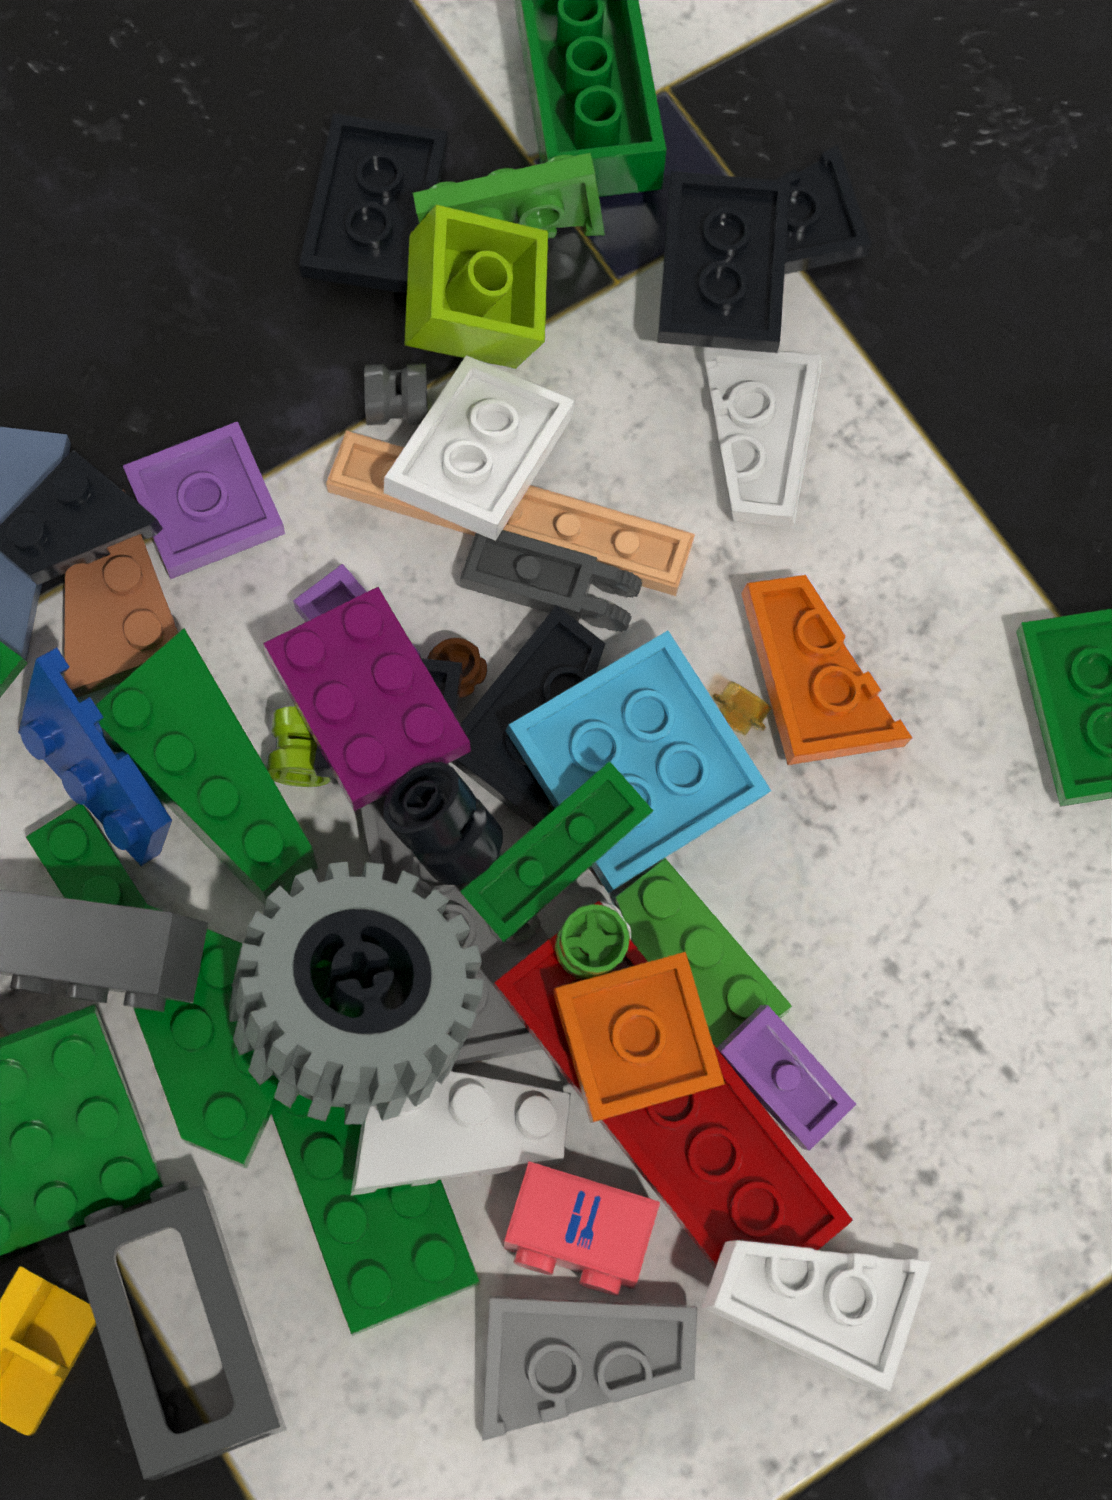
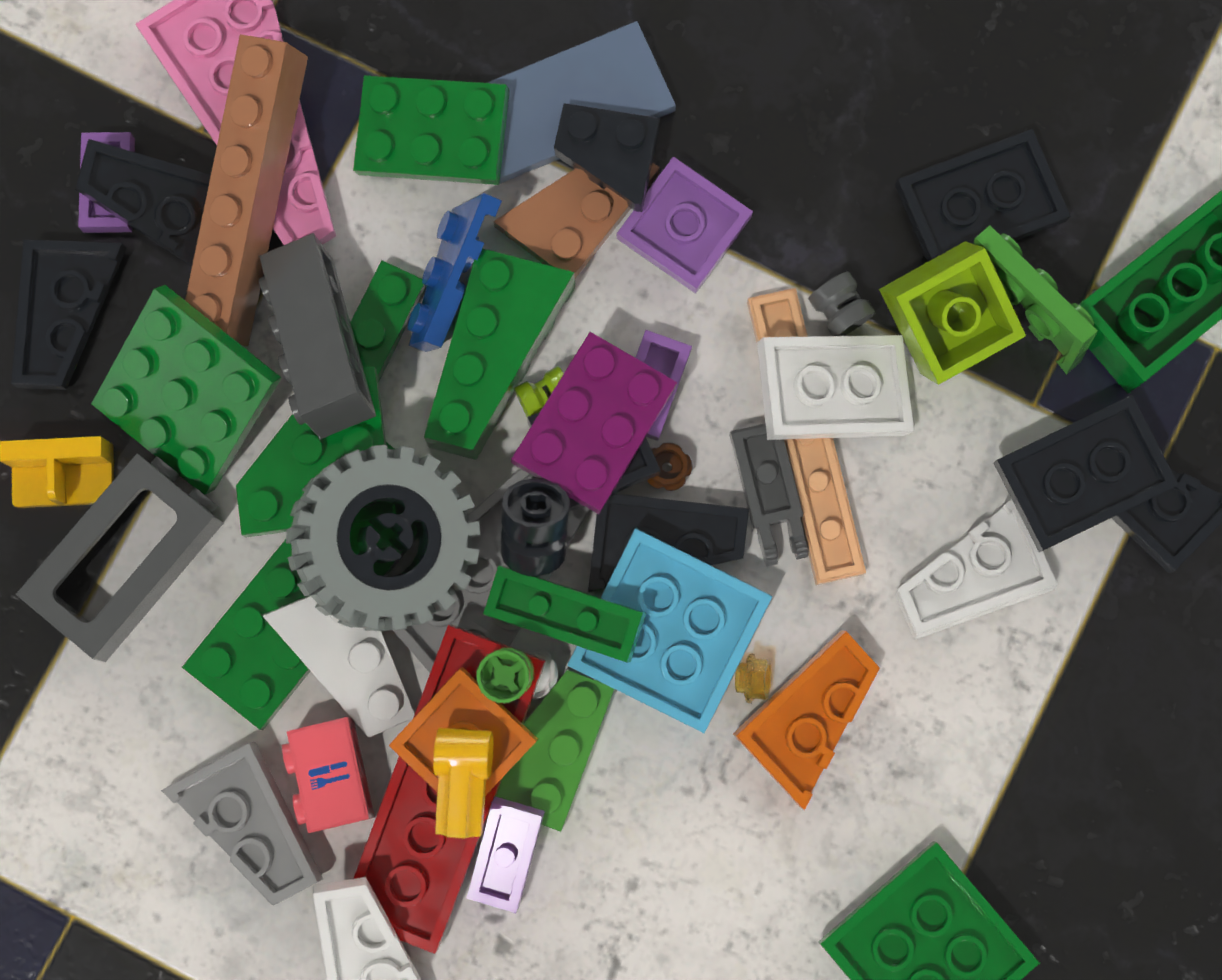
camera: 60 degrees right, 10 degrees up
(669, 1043) = (463, 765): none -> yellow piece

